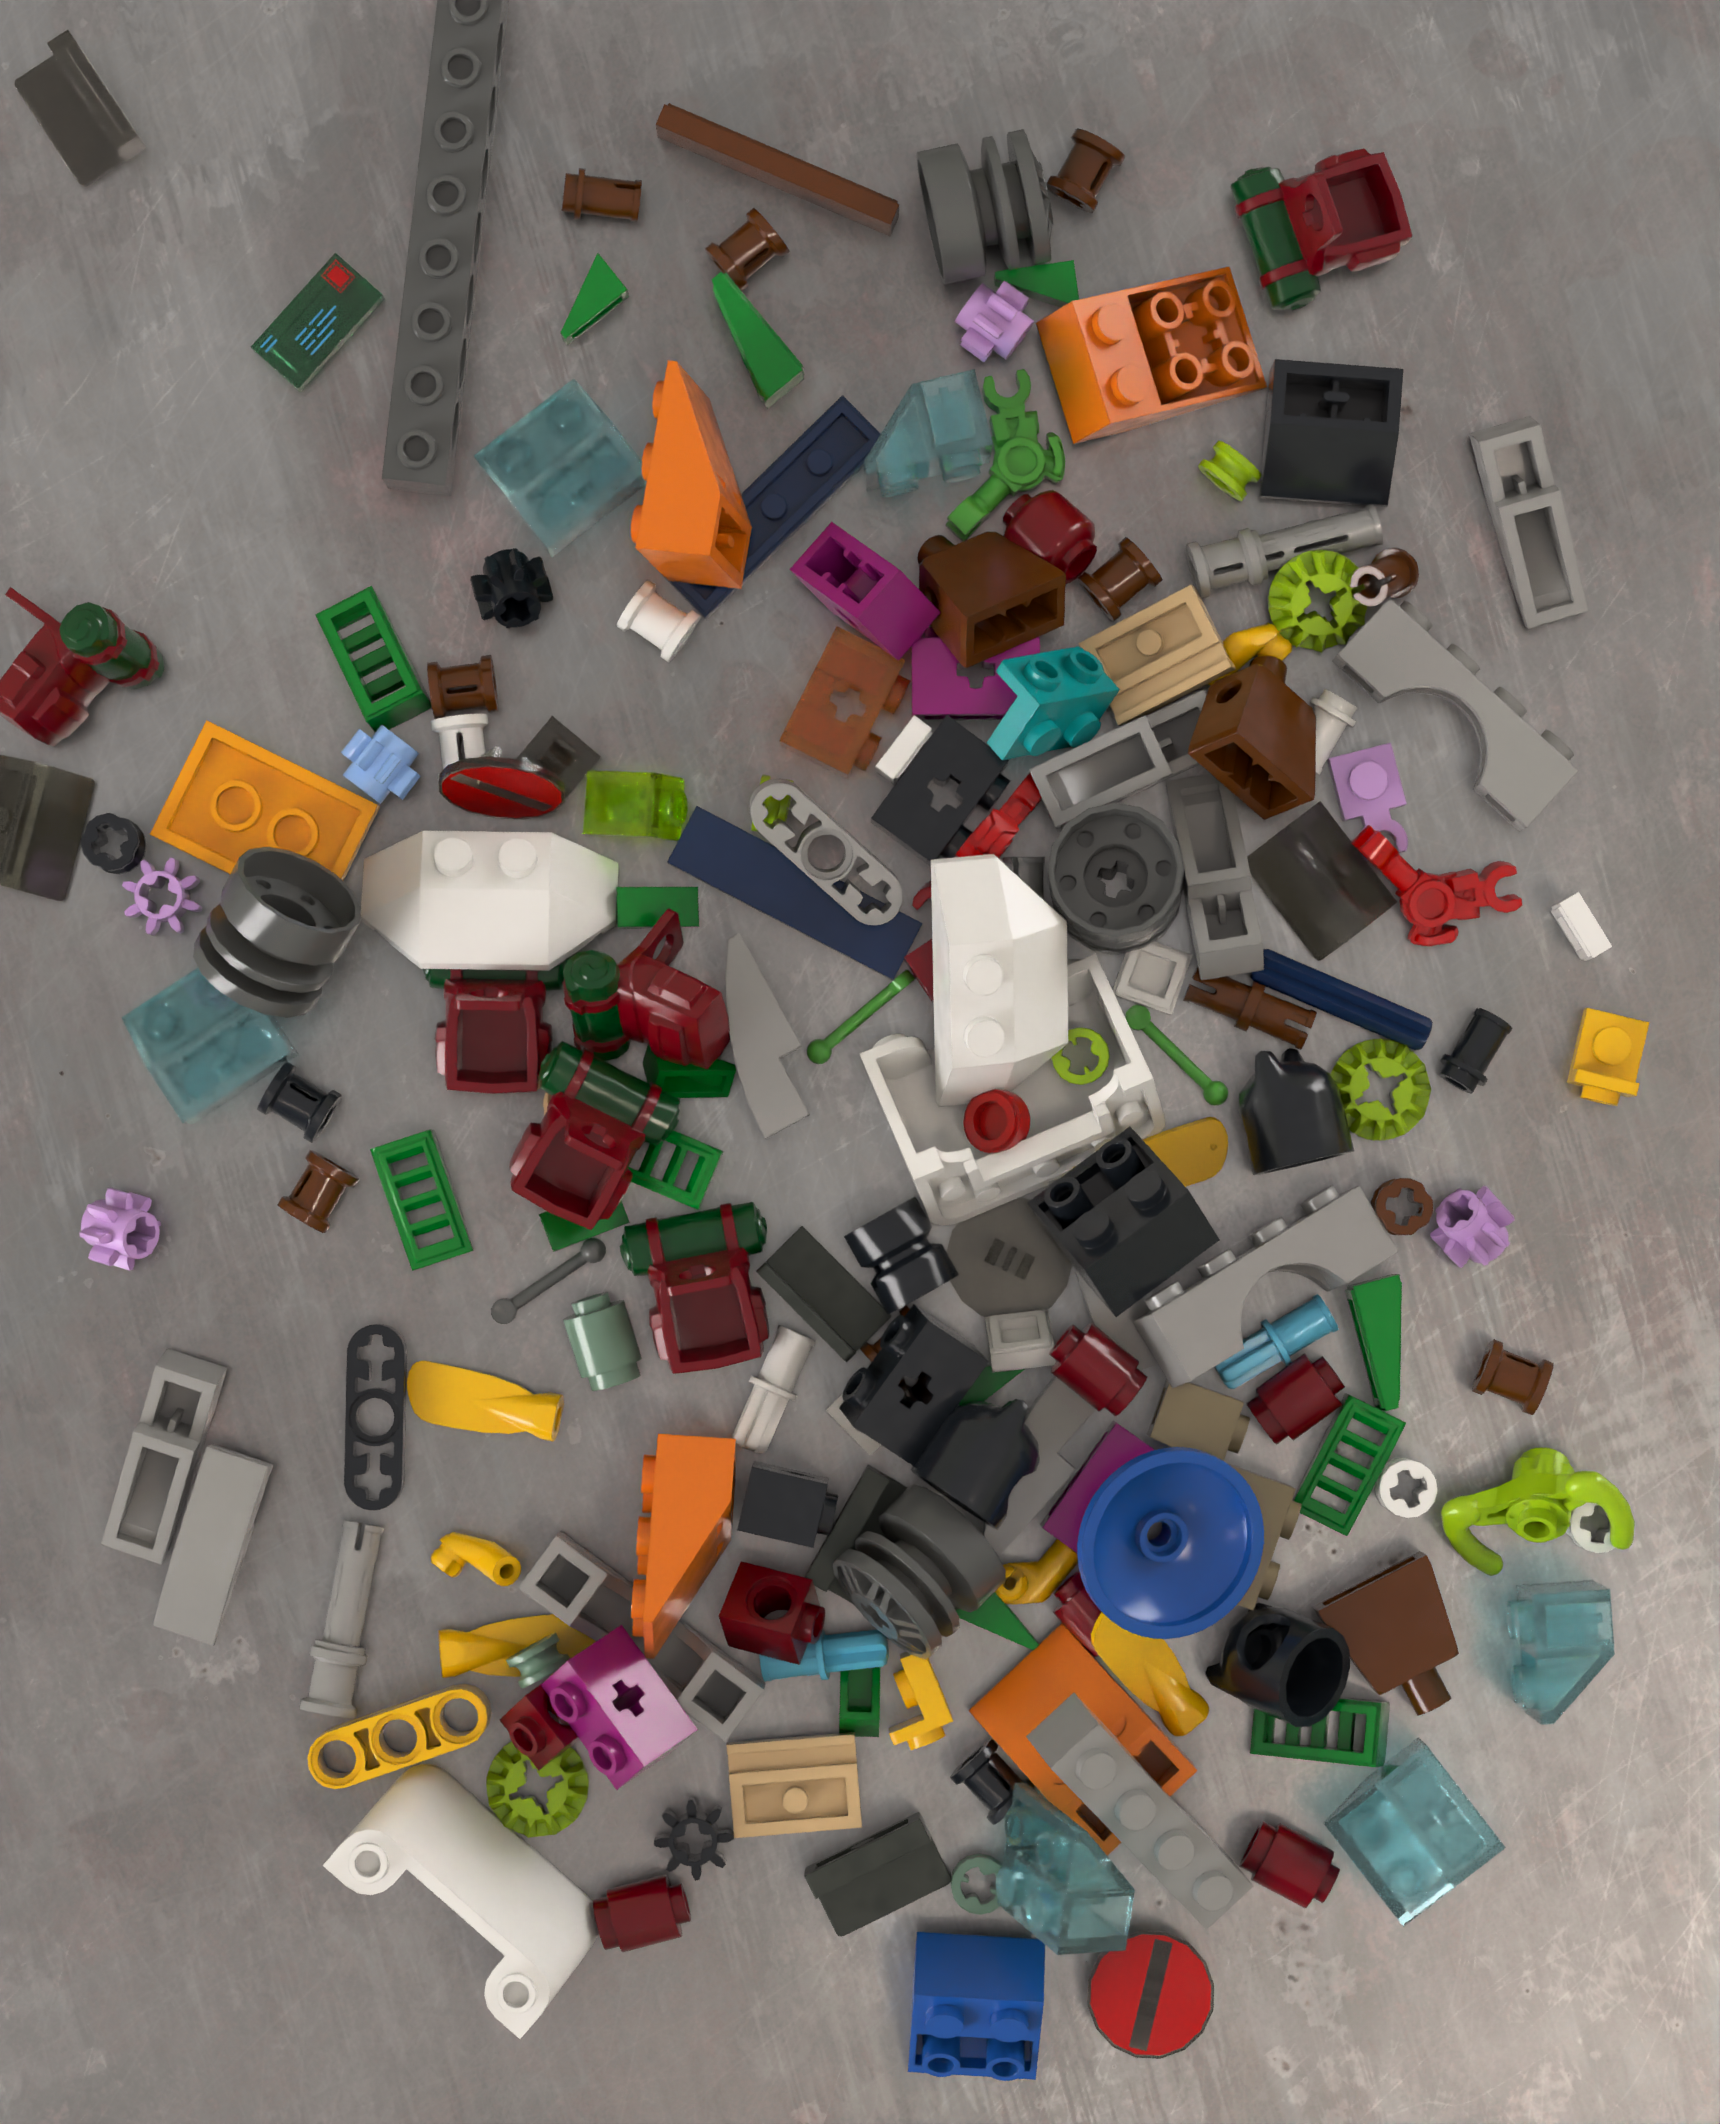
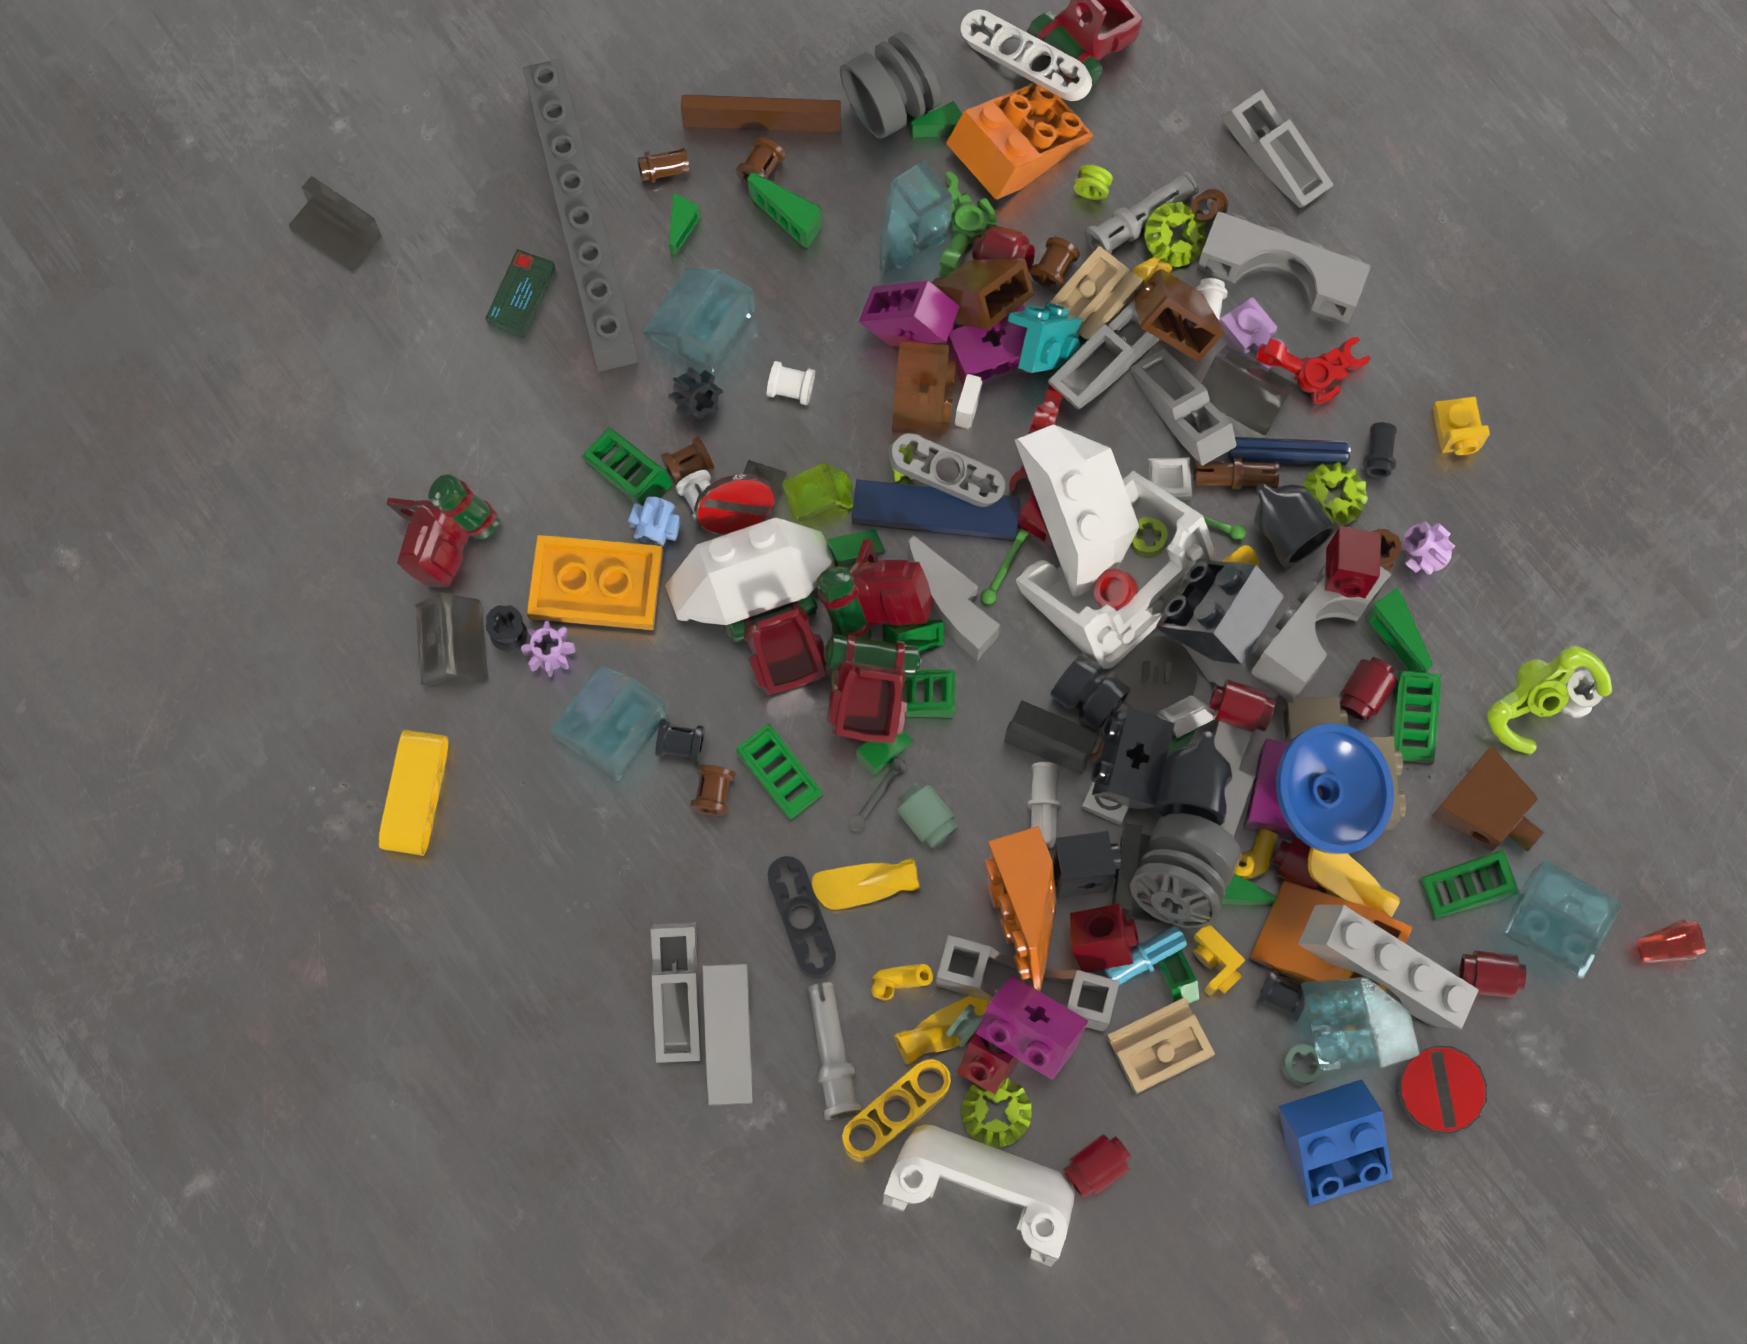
camera: 25 degrees left, 15 degrees down
(120, 1229) = (595, 857): lavender gear -> none
(277, 932) = (628, 639): dark grey wheel -> none
(692, 507) = (787, 301): orange slope -> none
(702, 1285) = (975, 755): dark red piece -> none
(706, 1825) = (1114, 1091): black gear -> none
(794, 491) = (833, 300): dark blue tile -> none
(878, 1875) = (1237, 1084): pearl dark grey panel -> none
(947, 755) = (1004, 395): black brick -> none
(994, 321) = (921, 146): lavender gear -> none
(1085, 170) = (940, 51): reddish brown bush -> none
(1097, 847) = (1134, 403): dark grey wheel -> none
(1207, 230) = (1028, 51): none -> white beam
(1277, 1342) = (1339, 661): medium azure axle -> none
(1283, 1665) = (1433, 846): black piece -> none
(1331, 432) = (1142, 137): black slope -> none
(1340, 1226) = (1352, 562): none -> dark red brick
(1423, 1496) = (1453, 704): white bush -> none
(1512, 1377) = (1491, 627): reddish brown bush -> none
(1559, 1917) = (1672, 943): none -> clear red cone
(1562, 1643) = (1595, 768): clear light blue slope -> none
(1580, 927) = (1411, 356): white tile -> none

